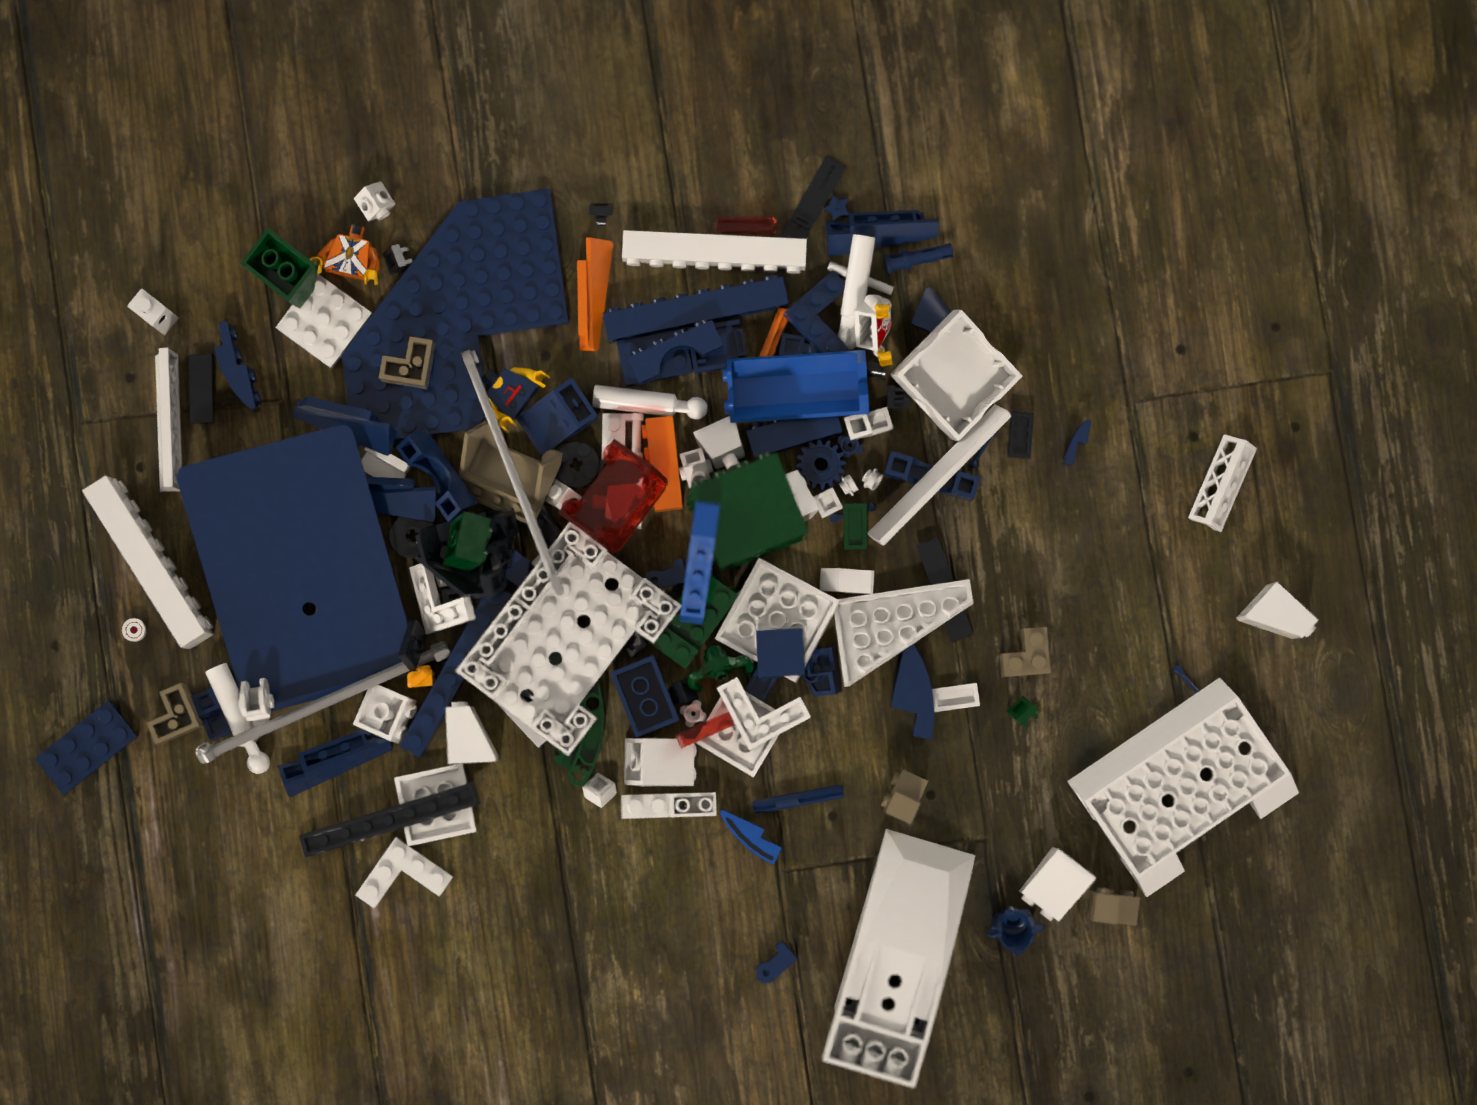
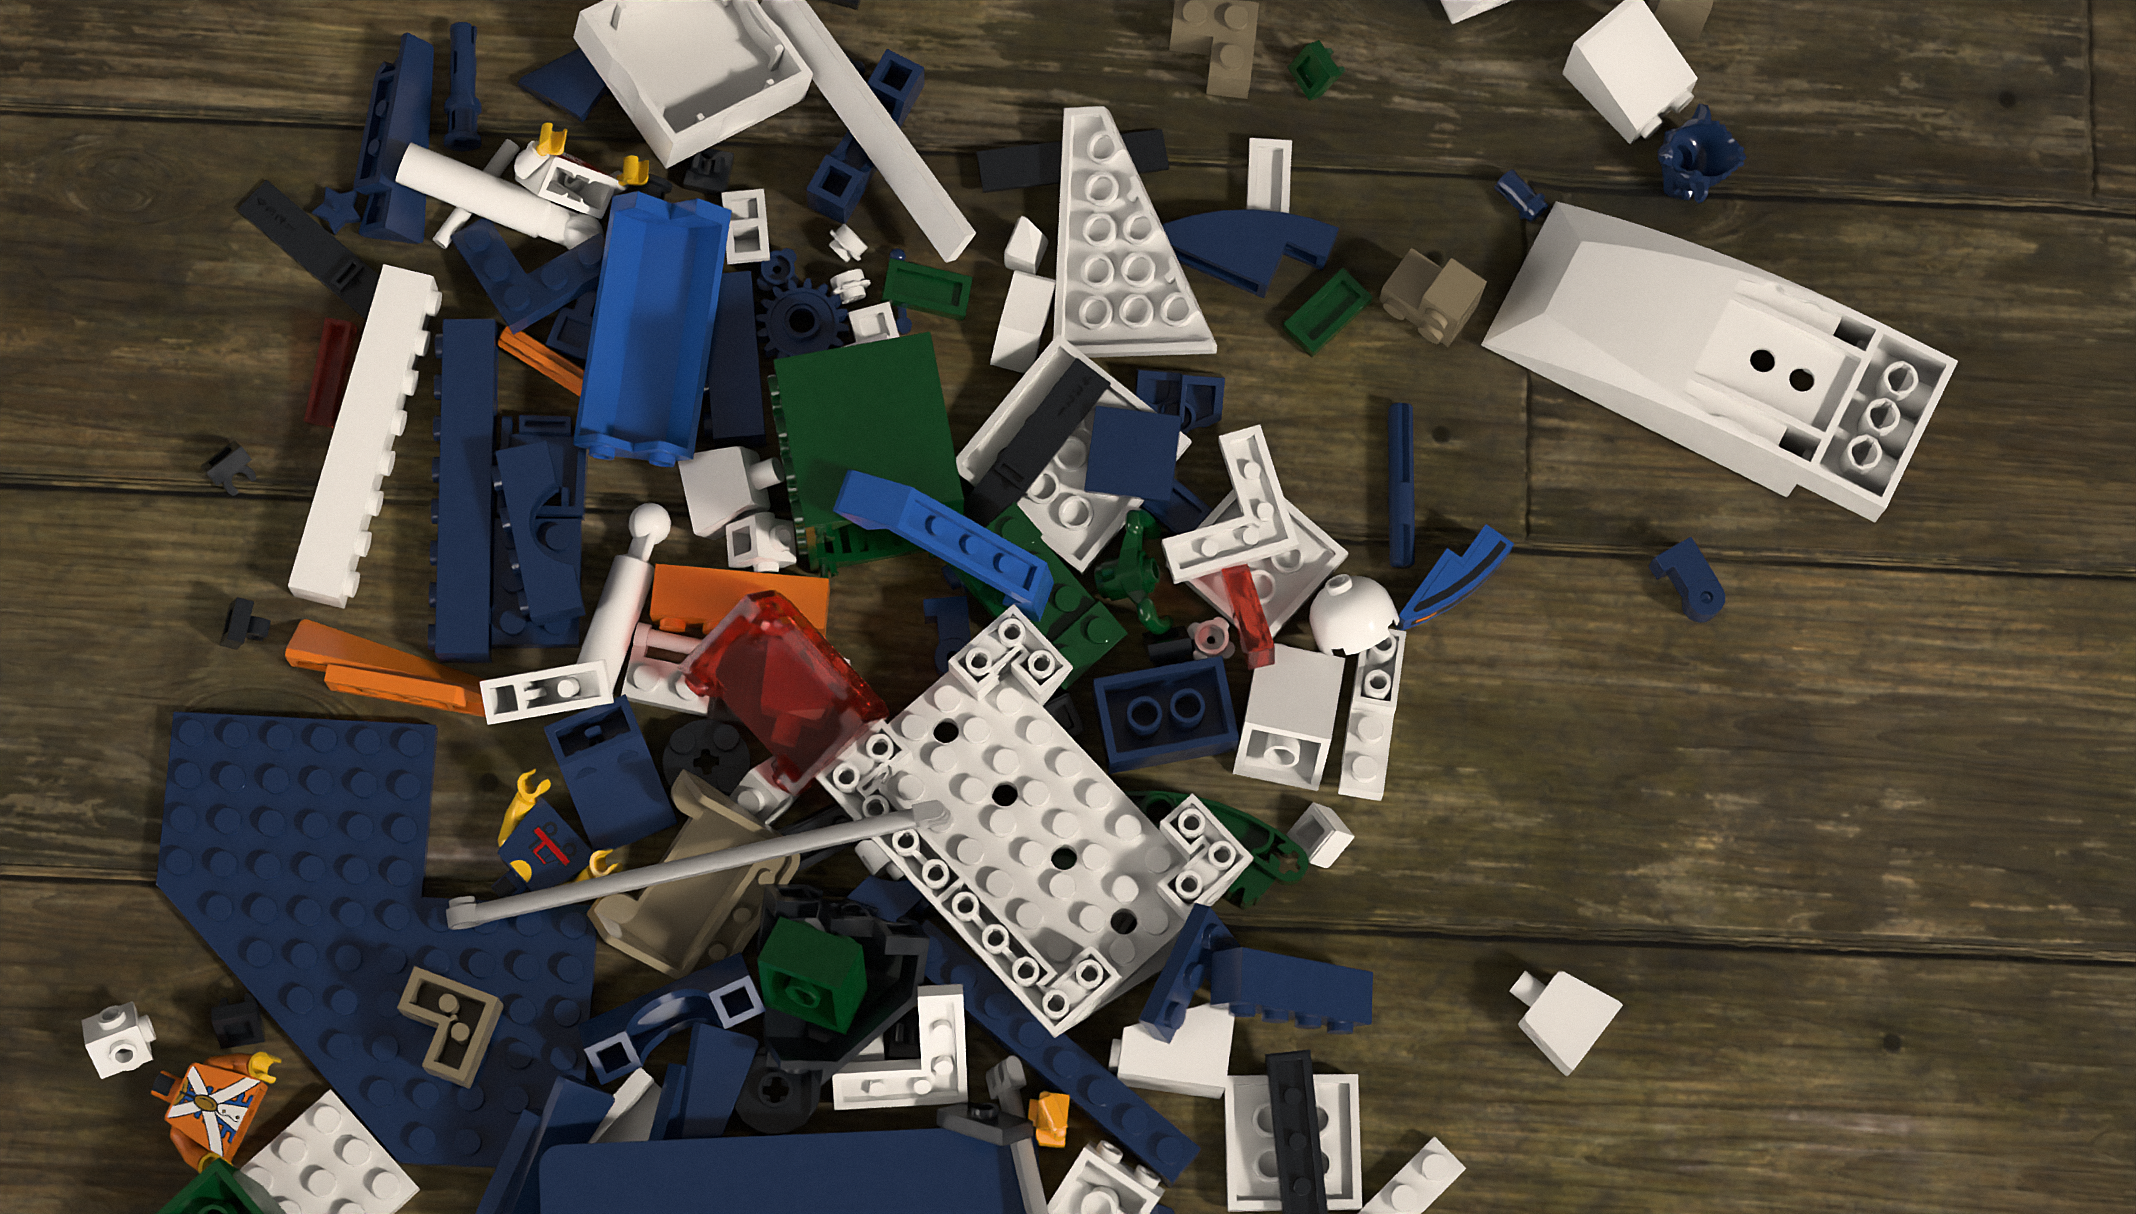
camera: 80 degrees left, 10 degrees down
(507, 789) = (1291, 989): none -> dark blue brick
(519, 738) = (1185, 972): none -> dark blue plate
(527, 934) = (1563, 1016): none -> white torso
(591, 373) = (546, 691): none -> white slope
(684, 183) = (226, 464): none -> black tile
(715, 785) = (1351, 614): none -> white cylinder
(777, 600) = (1036, 443): none -> black piece
(887, 742) = (1327, 312): none -> dark green tile
(889, 574) = (1025, 247): none -> white slope
(974, 836) = (1521, 196): none -> dark blue pin

